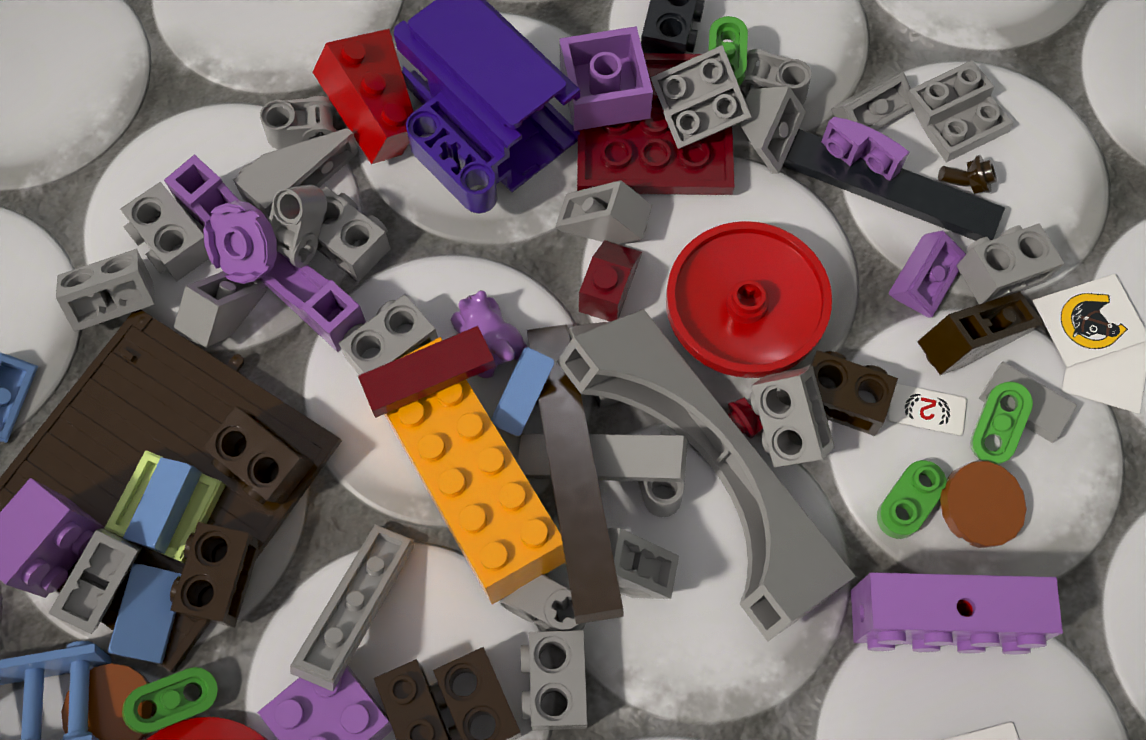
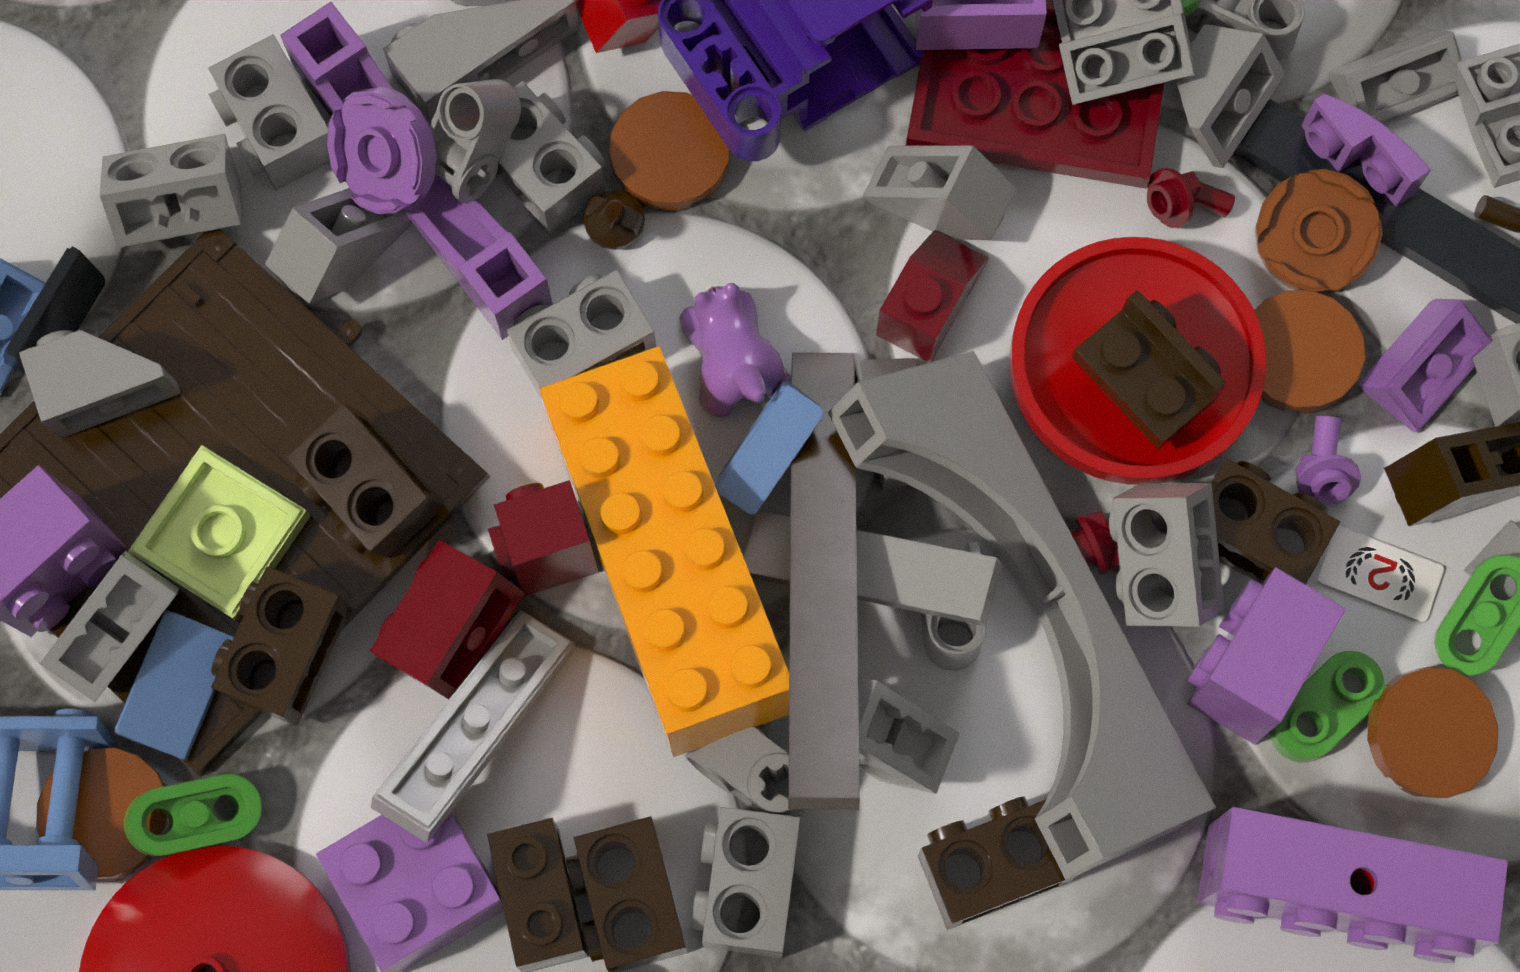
camera: 10 degrees right, 5 degrees up
(37, 382) = (59, 305): none -> black slope
(64, 420) = (90, 381): none -> light grey slope
(162, 504) = (217, 530): medium blue slope -> none
(325, 538) = (446, 619): none -> dark red brick
(381, 473) = (542, 537): none -> dark red brick
(398, 265) = (614, 219): none -> dark brown plate
(426, 371) = (631, 397): dark red tile -> none
(427, 218) = (667, 152): none -> dark orange tile
(723, 647) = (1001, 876): none -> dark brown brick
(752, 195) = (1174, 194): none -> dark red plate
(759, 301) = (1150, 369): none -> dark brown bracket
(845, 203) = (1318, 231): none -> dark orange tile
(856, 277) = (1310, 350): none -> dark orange tile
(866, 471) = (1266, 657): none -> medium lavender brick
(880, 350) = (1326, 469): none -> medium lavender plate

